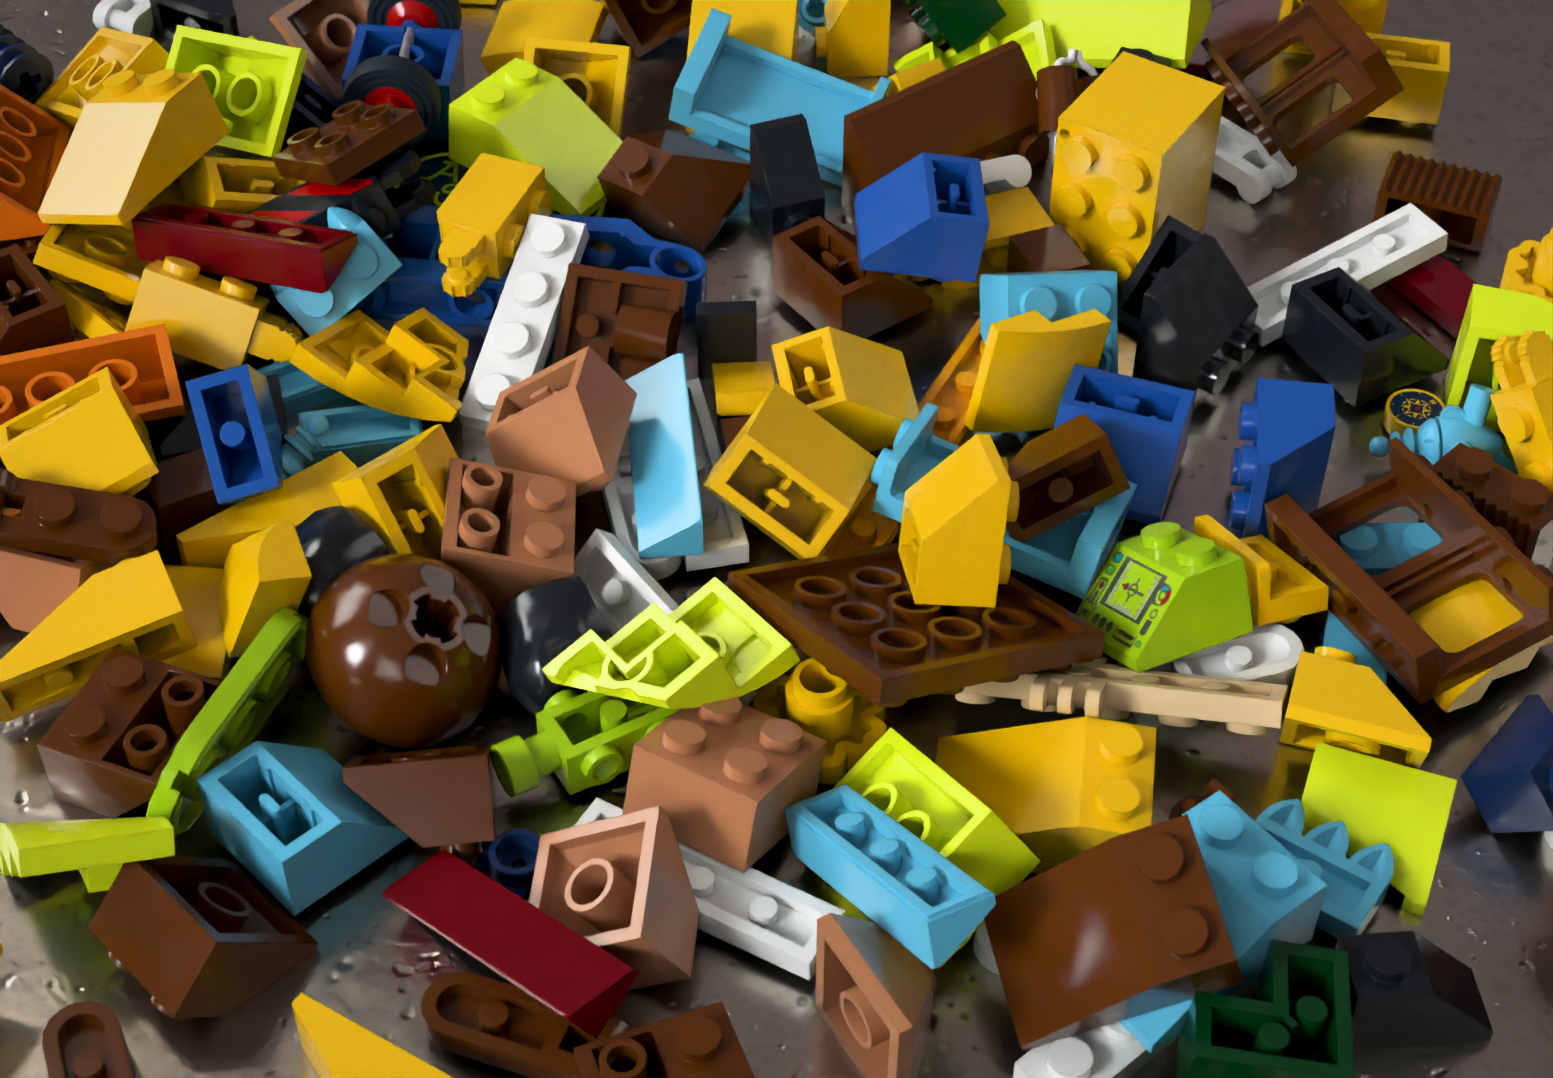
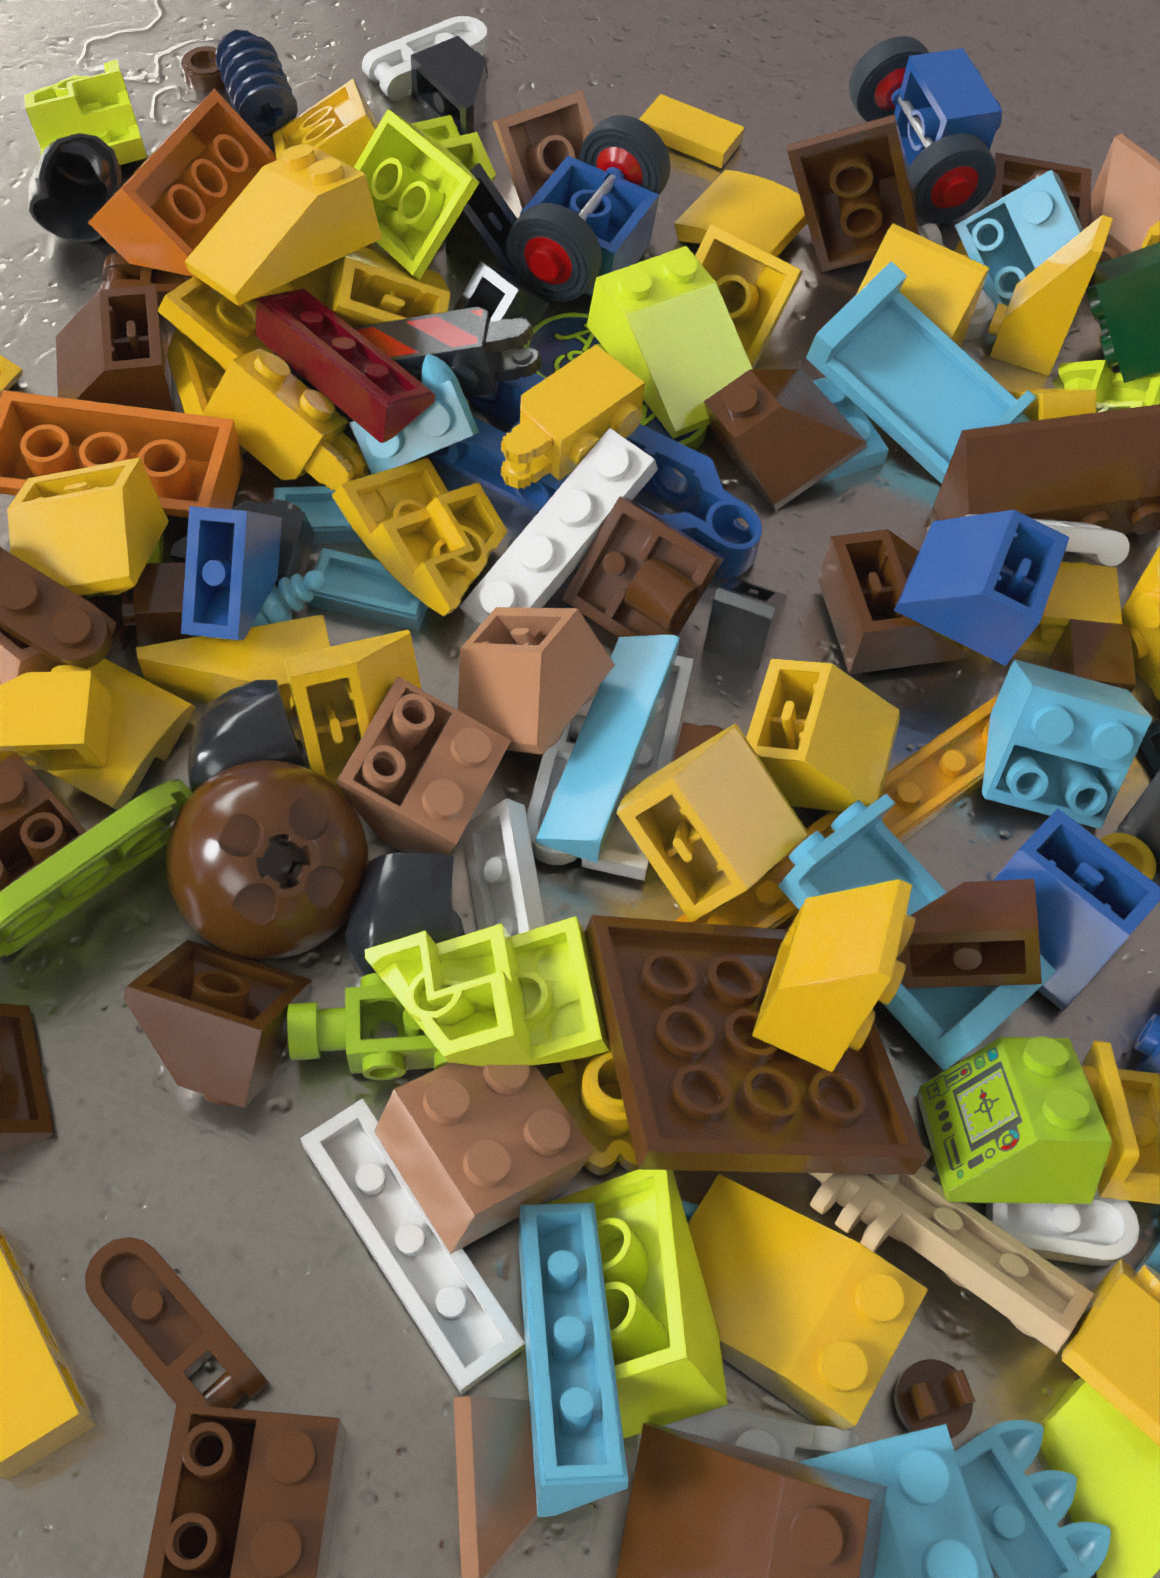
camera: 20 degrees right, 15 degrees up
(258, 580) = (169, 740): yellow slope -> none
(293, 820) = (71, 998): medium azure slope -> none
(347, 143) = (478, 290): reddish brown plate -> none
(510, 850) = (262, 1113): dark blue plate -> none
(515, 940) = (193, 1245): dark red slope -> none
(623, 891) = (309, 1234): nougat slope -> none
(741, 386) = (728, 688): yellow tile -> none
(783, 176) = (880, 471): black slope -> none
(1029, 367) = (1012, 791): yellow slope -> none

